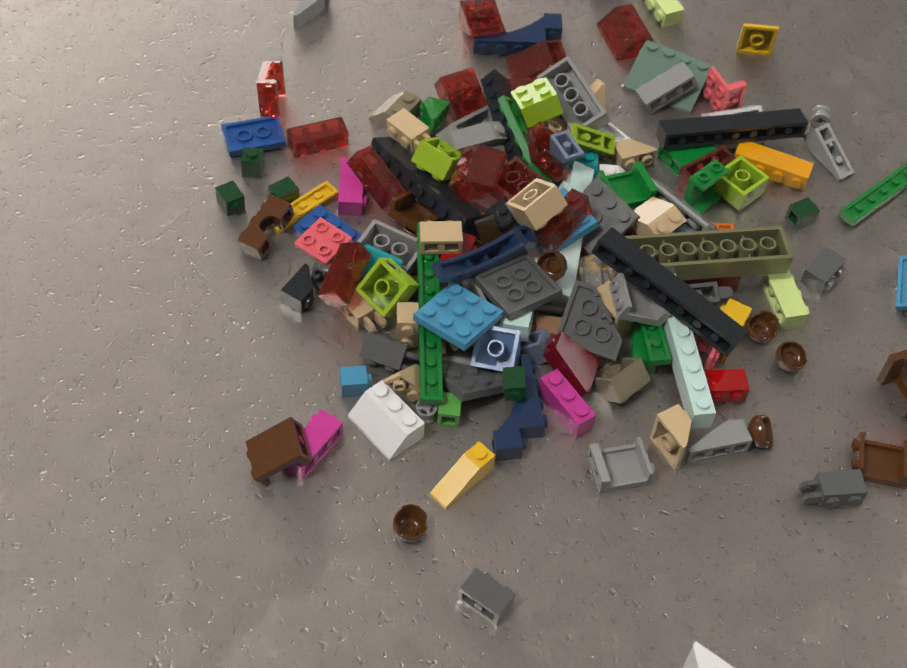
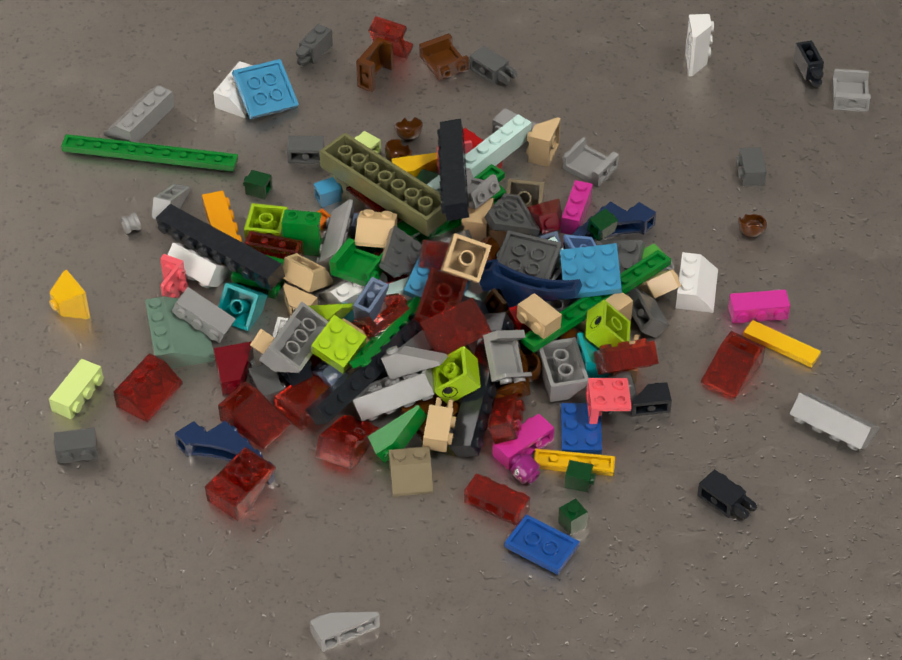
camera: 125 degrees left, 5 degrees down
(140, 392) = (833, 420): none -> light grey slope
(162, 261) = (725, 495): none -> black hinge
(230, 198) = (622, 504): dark green brick -> none
(235, 436) = (782, 343): none -> yellow tile
(270, 86) = (493, 555): clear red panel -> none
(271, 370) = (734, 364): none -> clear red slope
(273, 213) = (611, 458): reddish brown arch -> none
(277, 450) = (791, 306): reddish brown panel -> none
(325, 169) = (525, 469): none -> magenta head
(354, 381) = (688, 319): dark azure brick -> none
(422, 194) = (504, 356): none -> light grey panel
(464, 475) = (686, 224): yellow slope -> none
(613, 80) = (233, 365): none -> dark red slope
(649, 123) = (242, 304): none -> teal slope
(661, 165) = (305, 273): none -> tan slope
(761, 431) = (489, 113): reddish brown hair -> none

